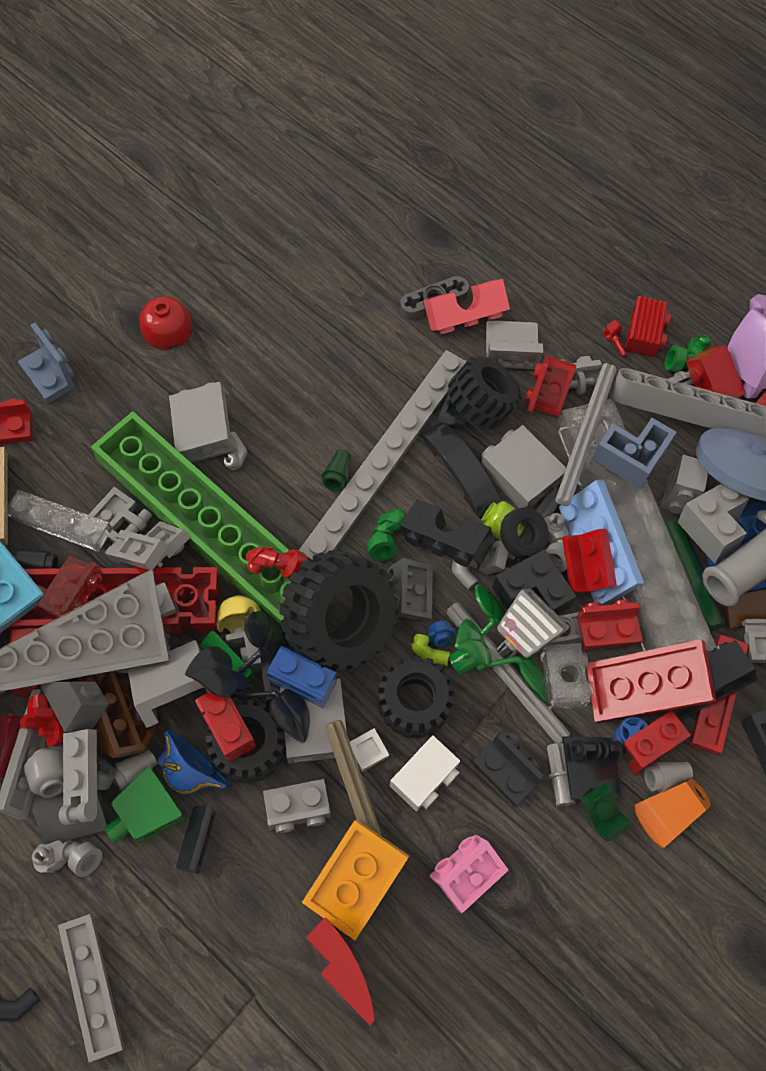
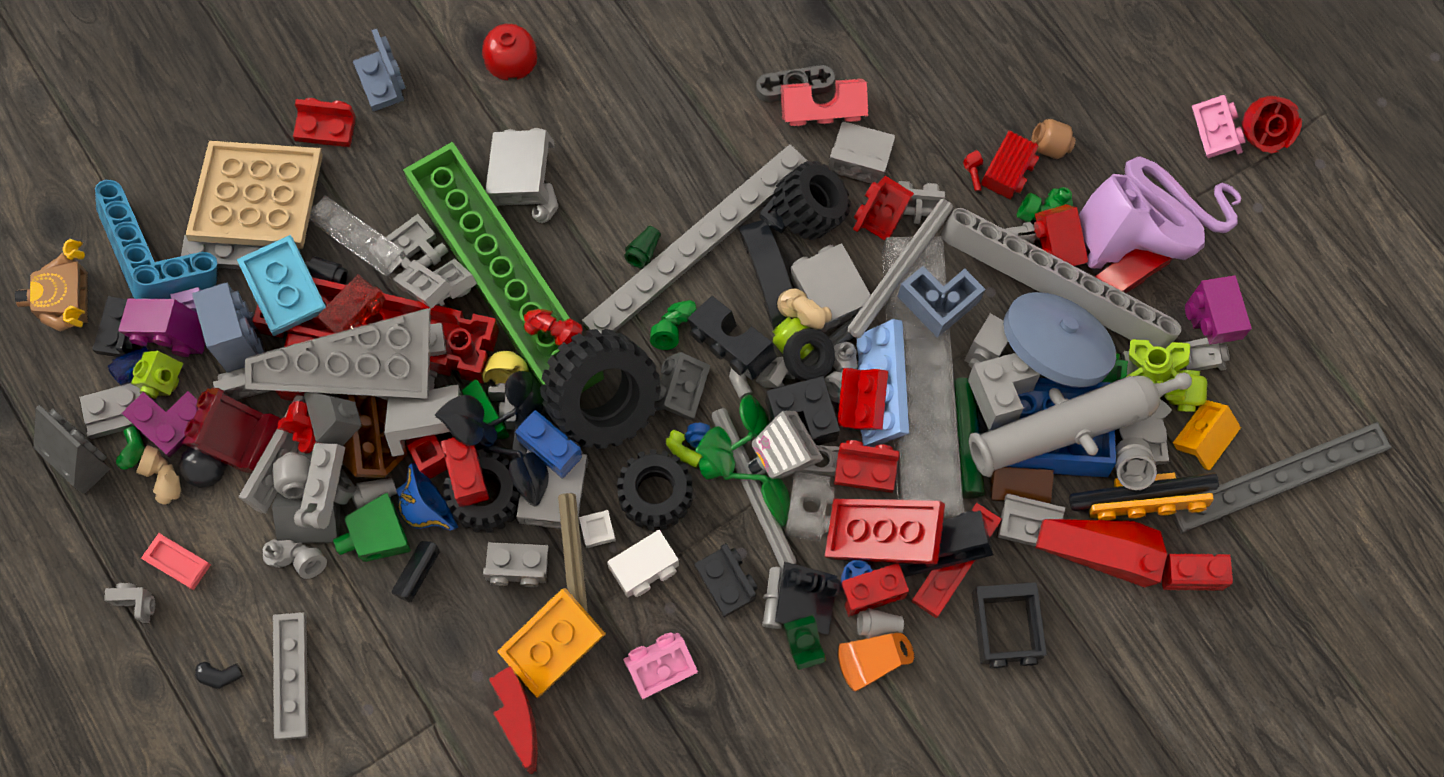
camera: 15 degrees right, 5 degrees up
(182, 716) = (428, 454): none -> red slope
(498, 489) = (795, 304): none -> tan arm
(678, 294) = (1053, 138): none -> medium nougat head

